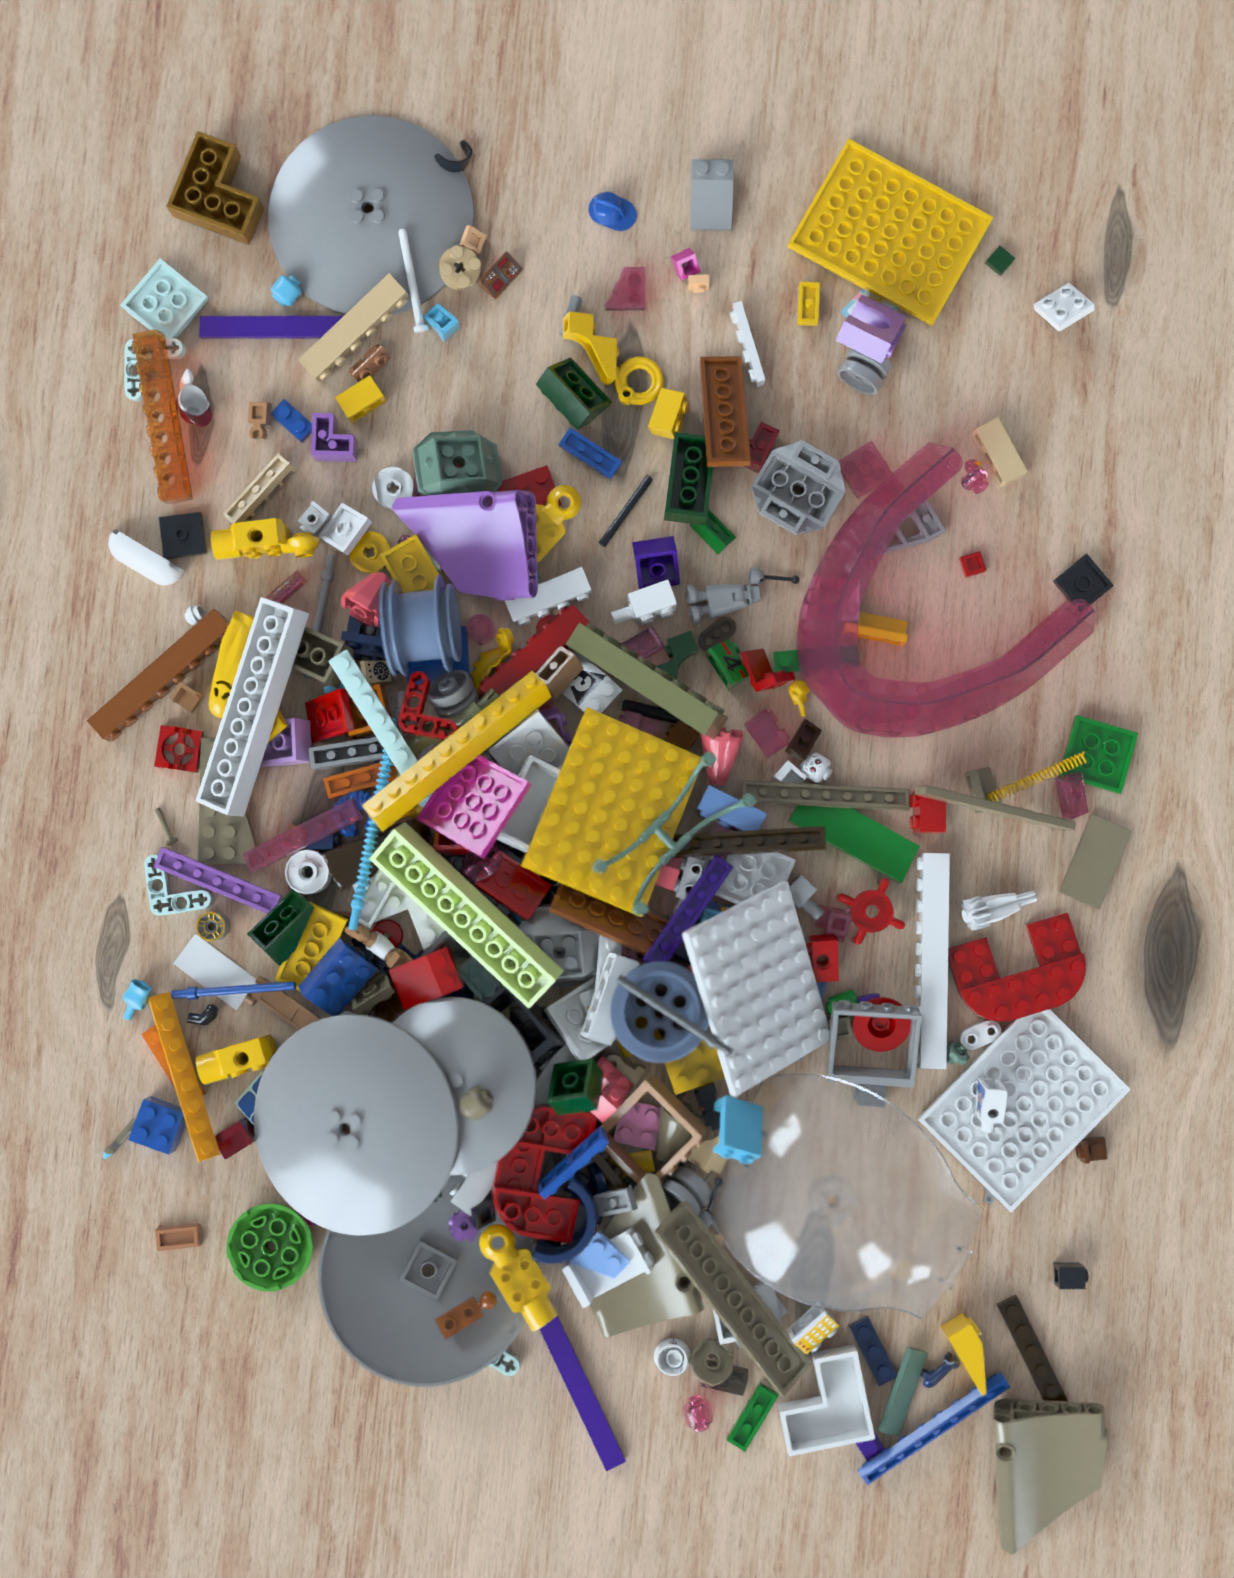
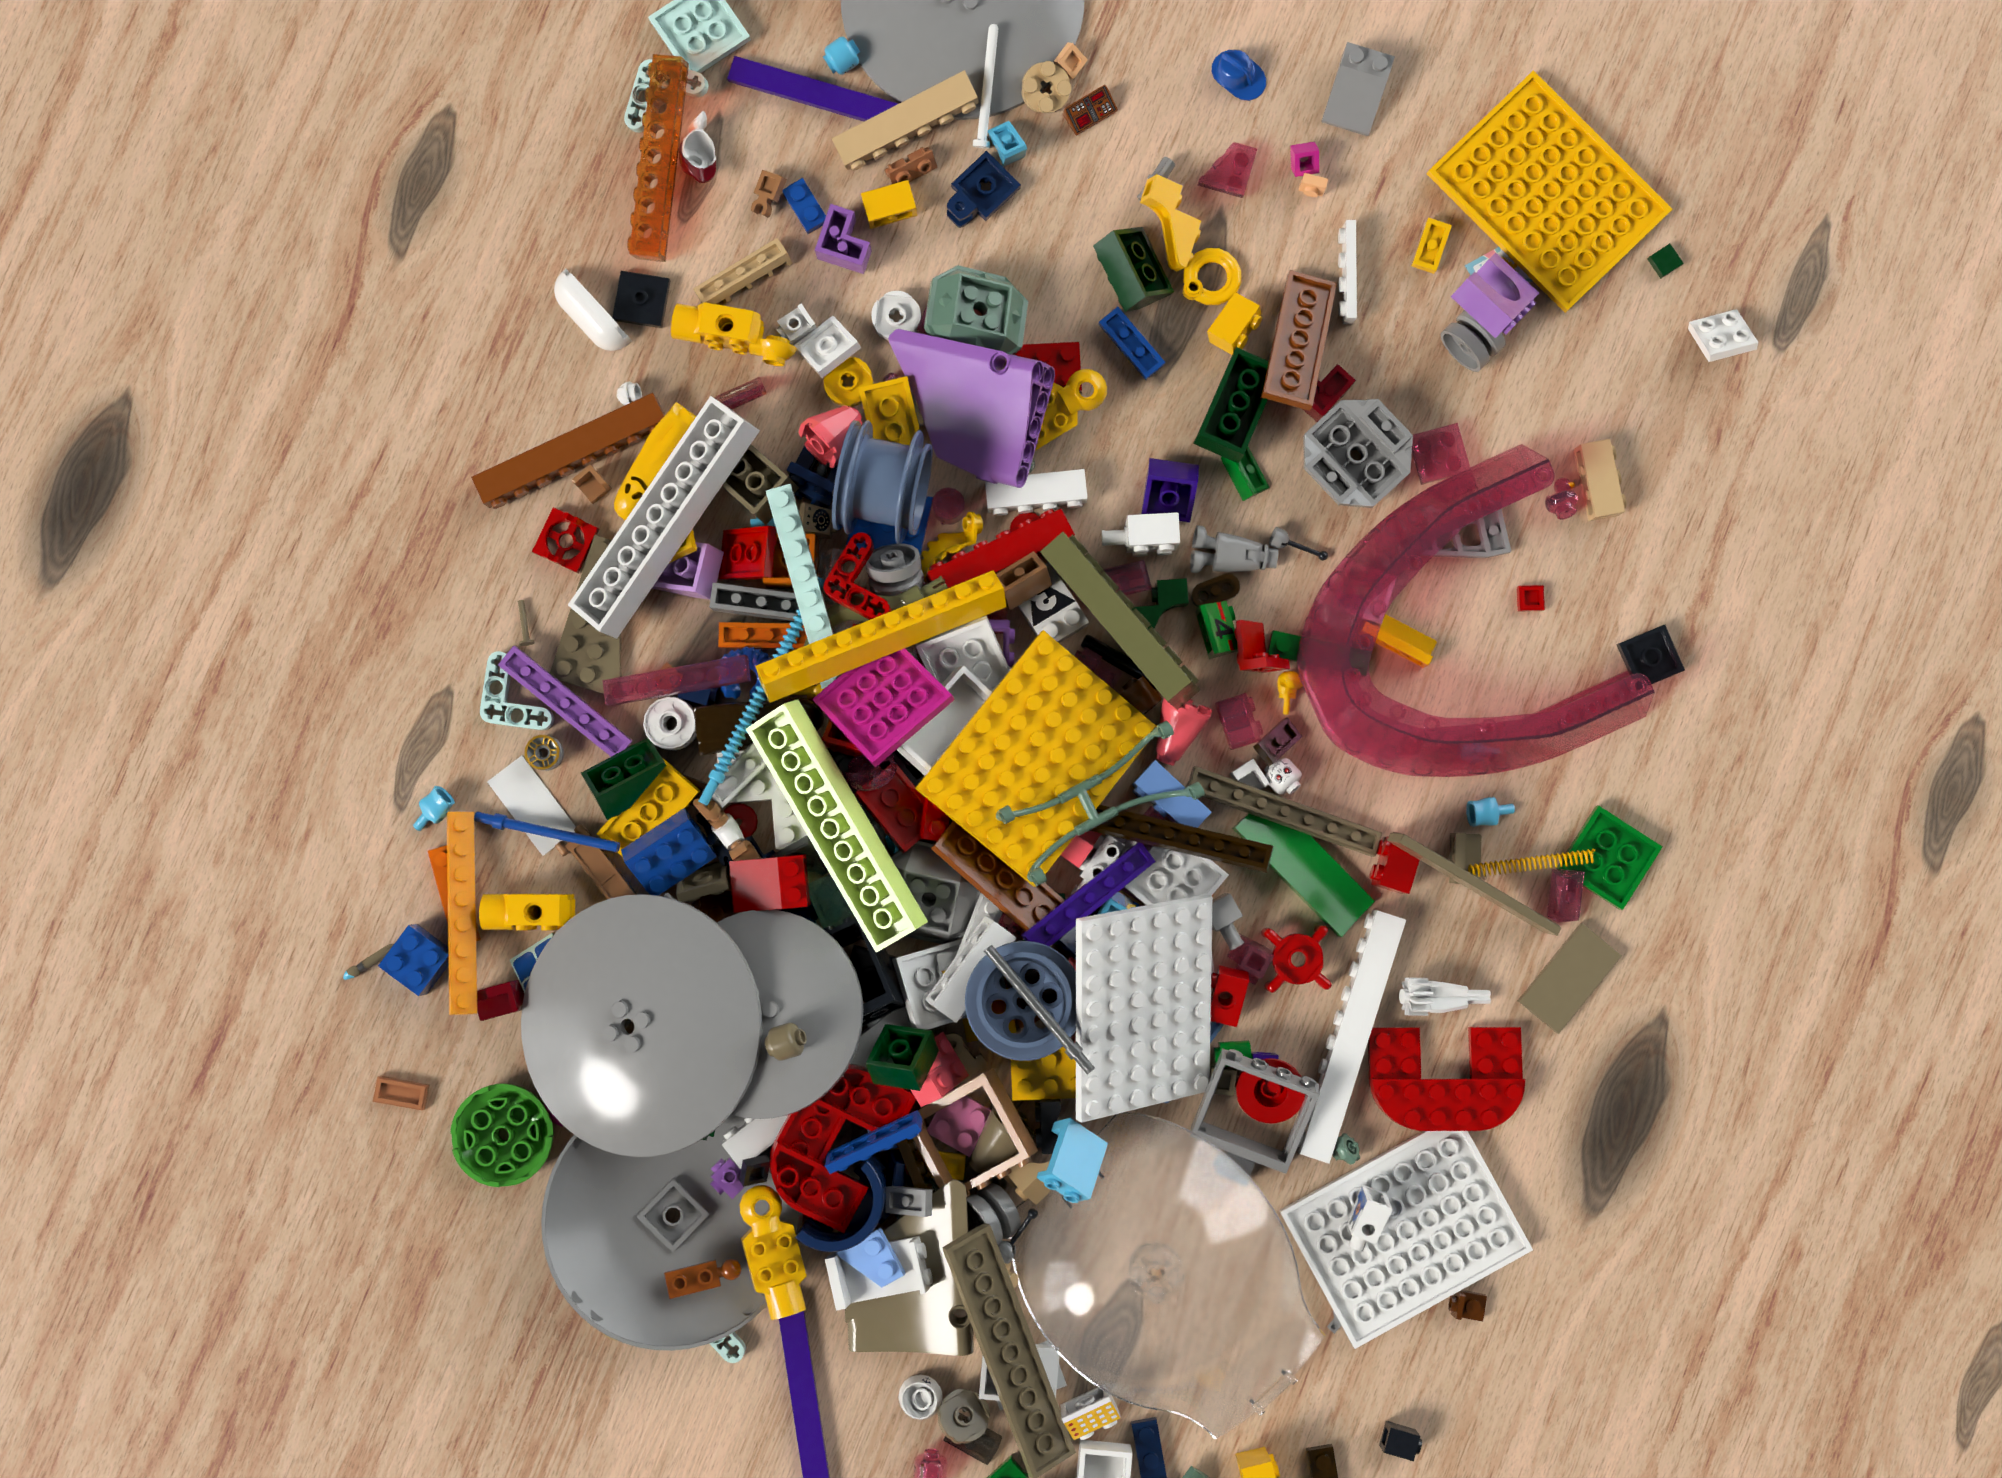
camera: 10 degrees right, 0 degrees up
(205, 1017) = (505, 853): black arm -> none
(327, 576) = (791, 394): light grey bar -> none
(425, 375) = (972, 199): none -> dark blue plate
(544, 889) = (933, 822): none -> red plate
(625, 511) = (1152, 420): black bar -> none
(980, 1034) = (1380, 1136): white plate -> none
(988, 747) = (1486, 811): none -> medium azure piece

